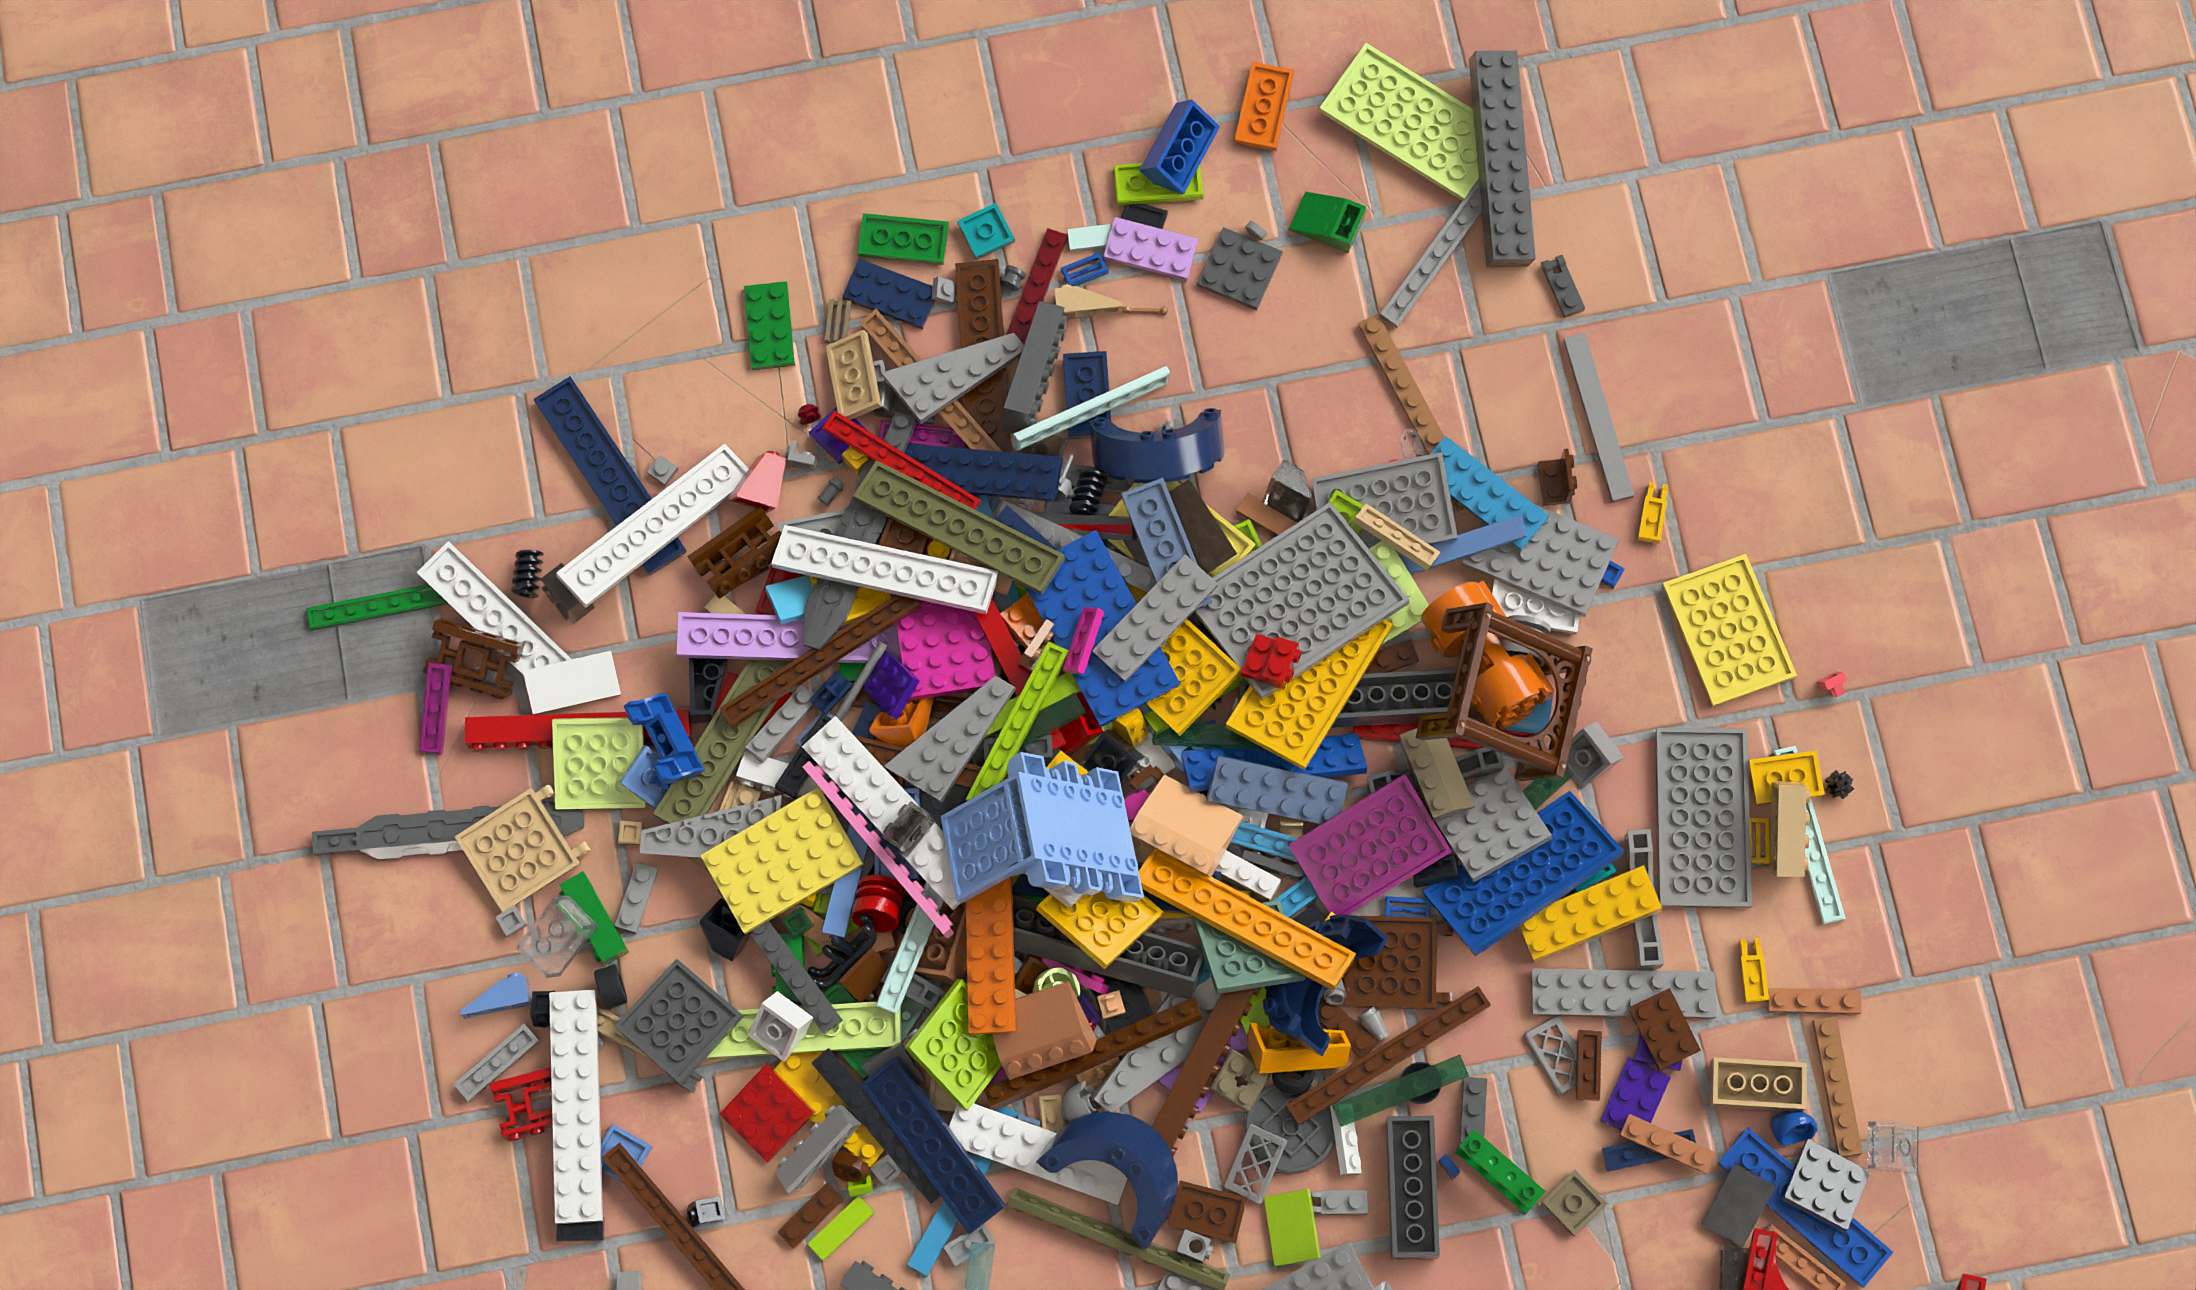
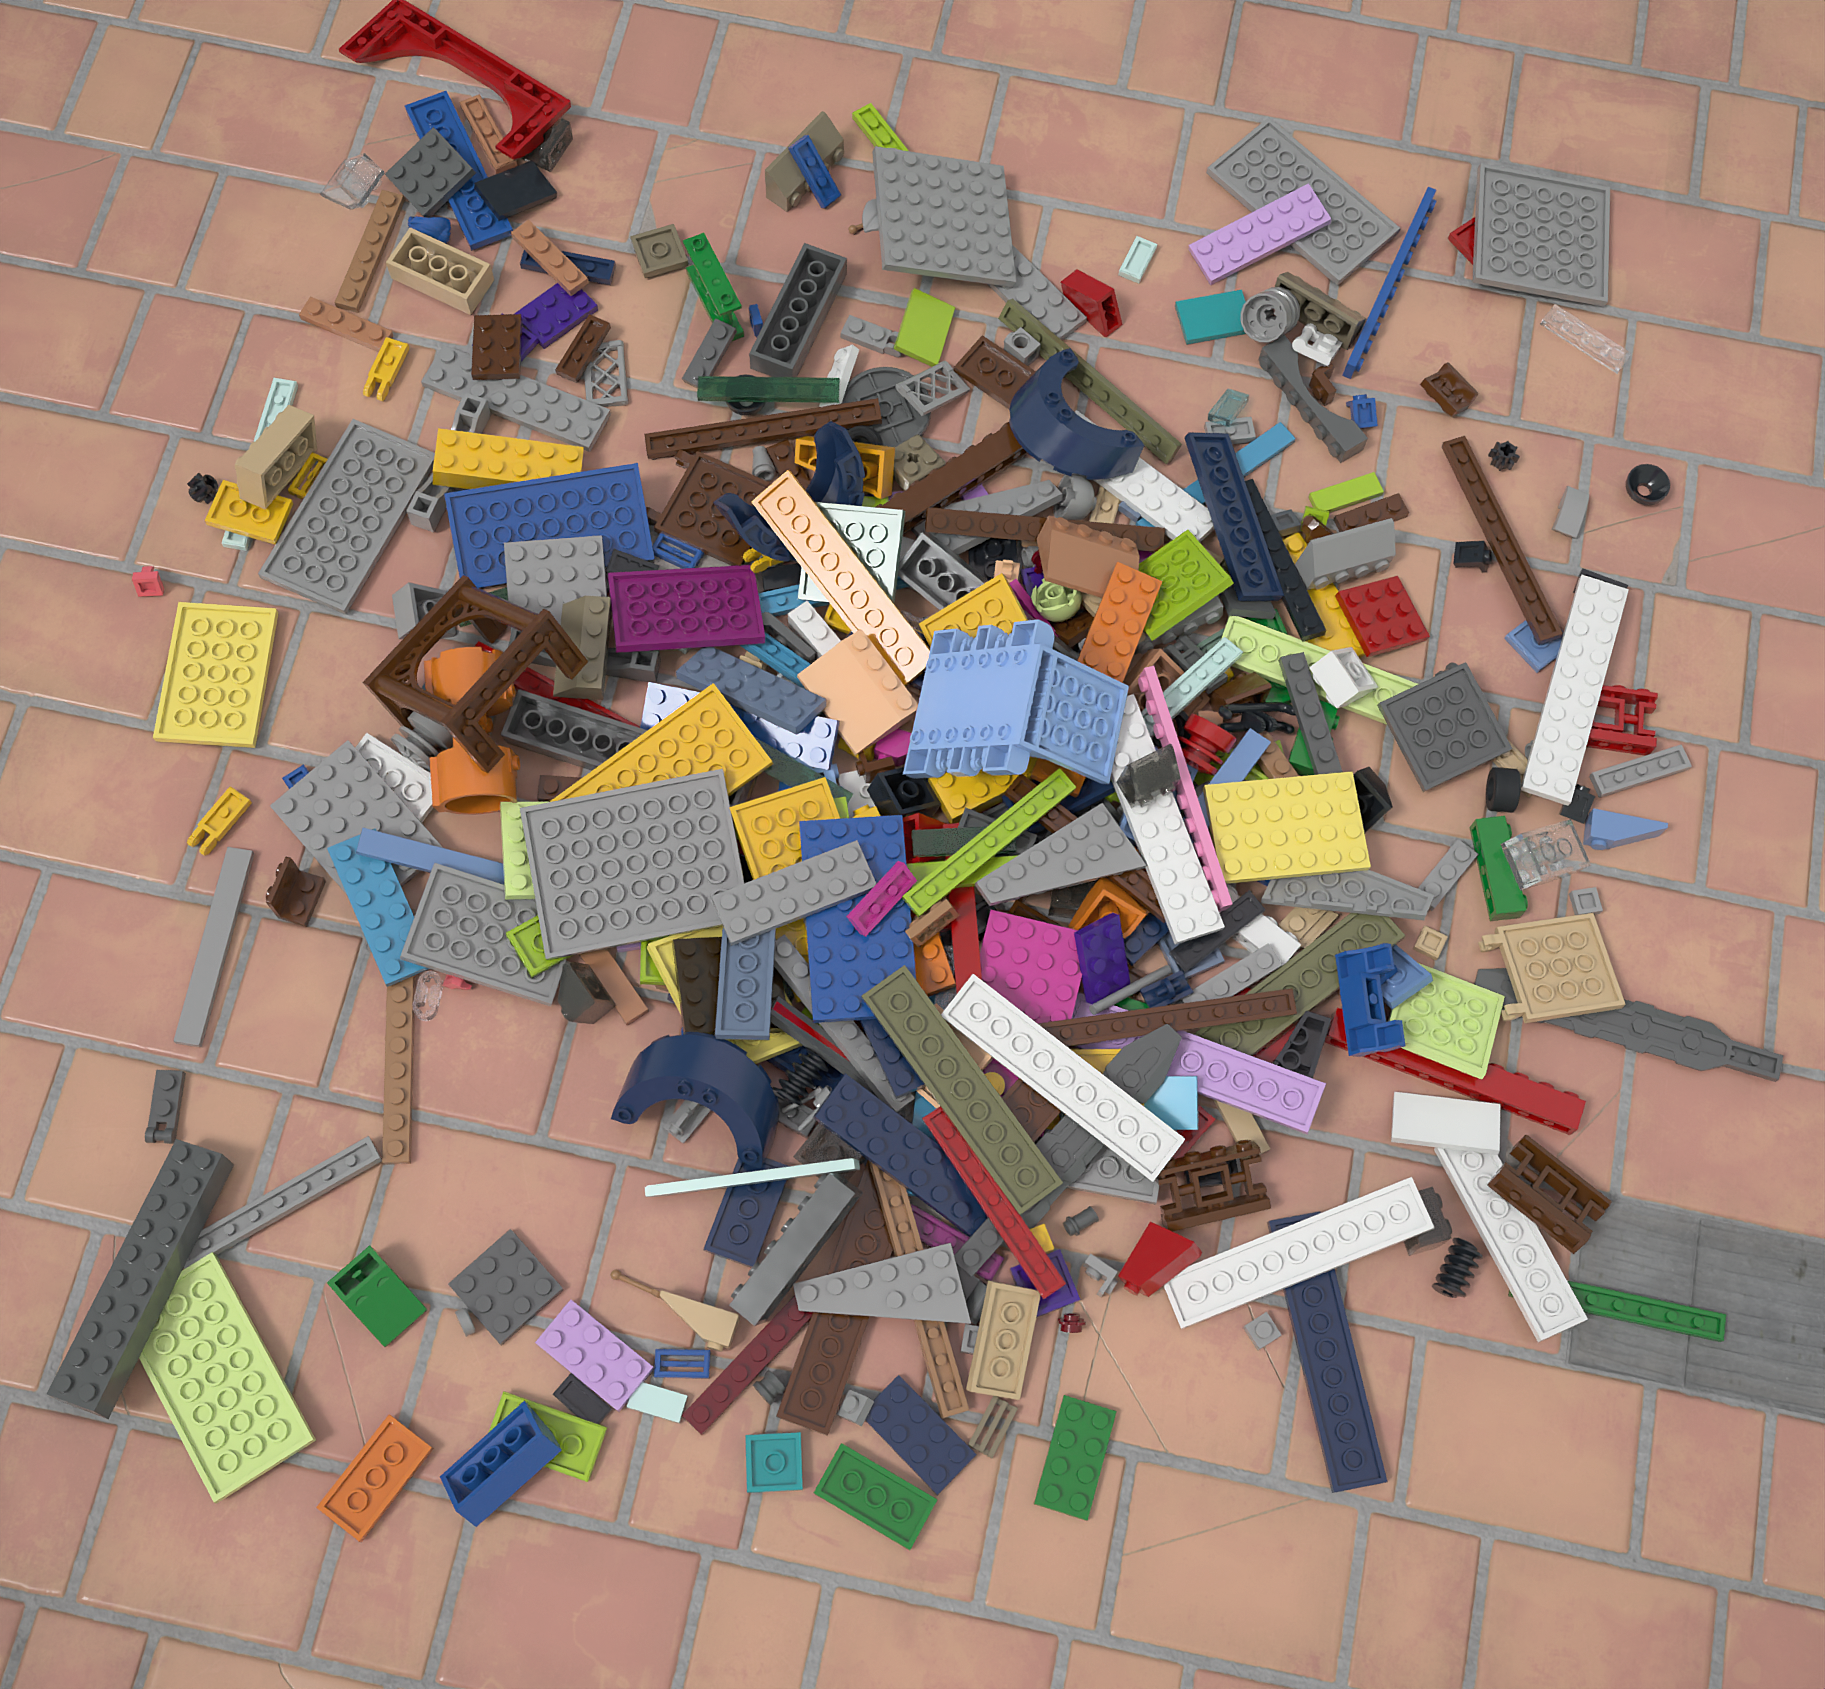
camera: 165 degrees left, 5 degrees down
(435, 708) = (1606, 1157): magenta tile -> none
(797, 923) = (1290, 765): dark green tile -> none
(1271, 661) = (694, 798): red plate -> none
(1396, 537) = (496, 889): tan plate -> none

